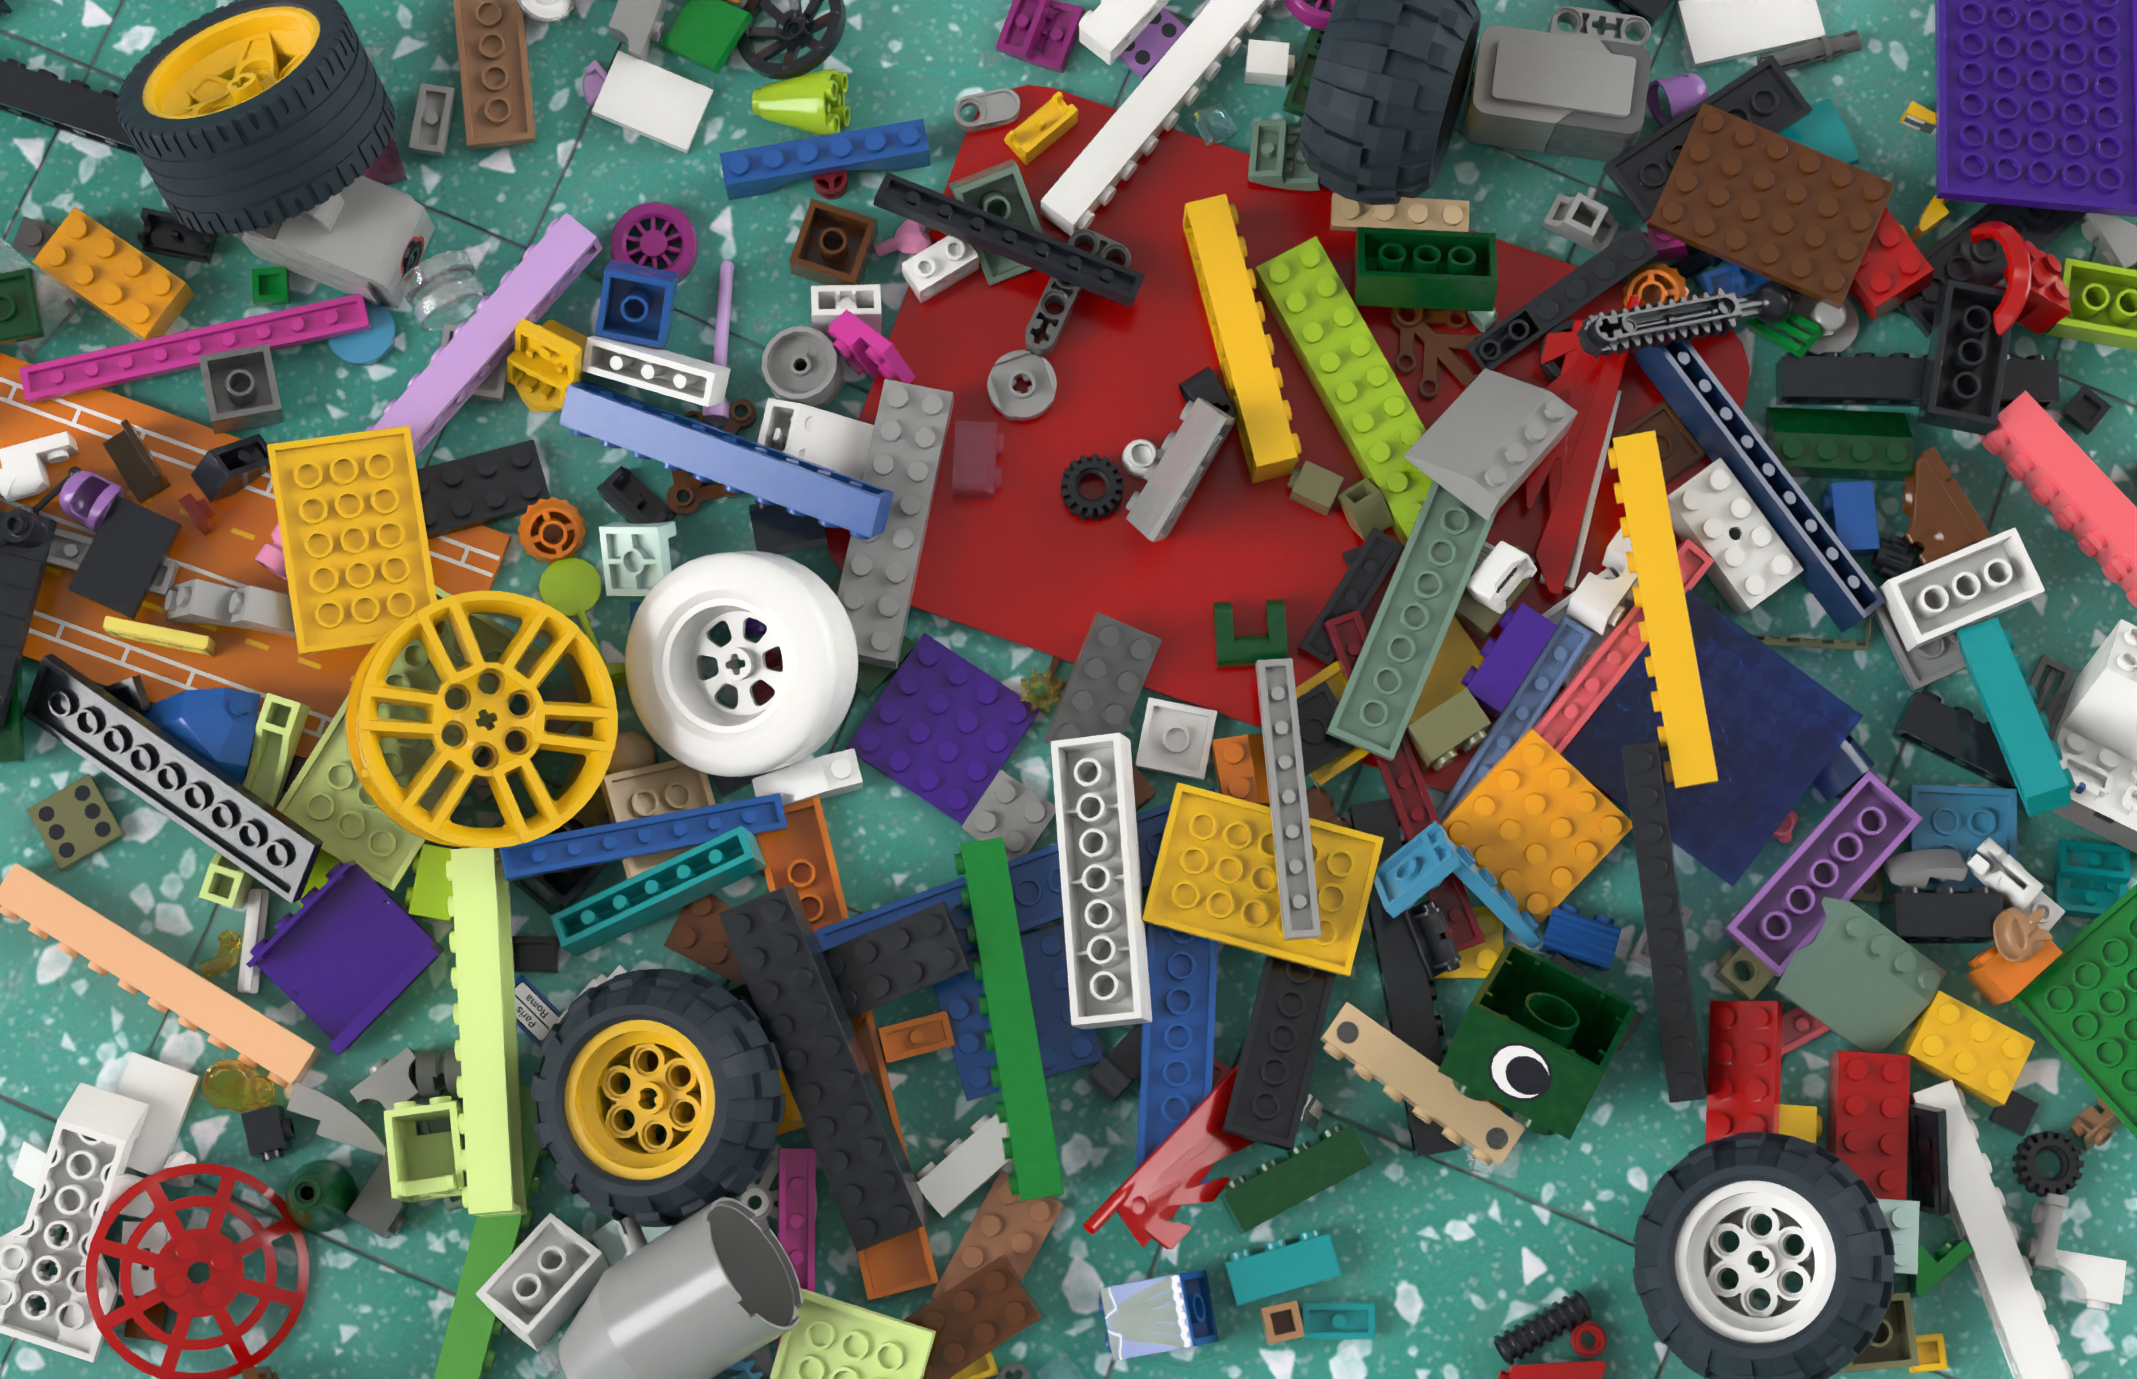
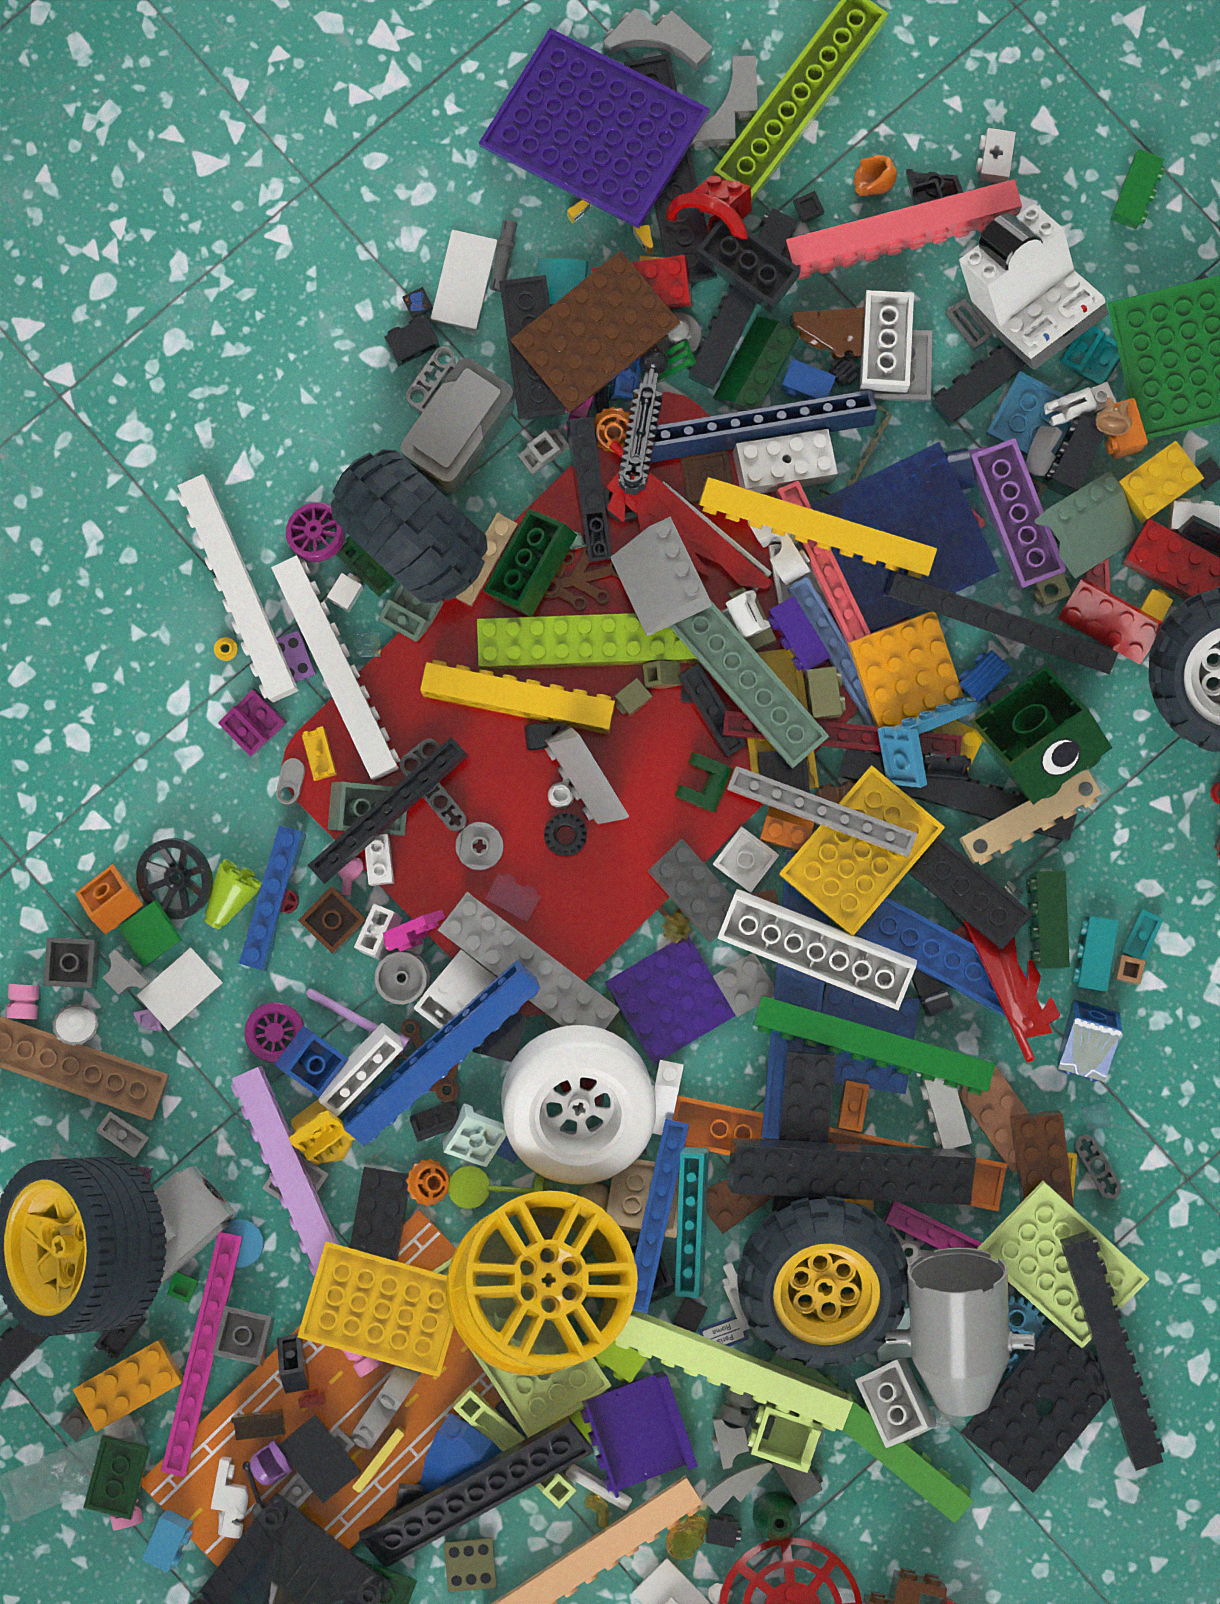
camera: 60 degrees left, 5 degrees up
(443, 290) = (242, 1178): clear wheel -> none
(1543, 1327) = (1203, 816): black piece -> none
(1682, 94) = (494, 346): medium lavender helmet -> none
(2014, 717) = (983, 353): teal brick -> none

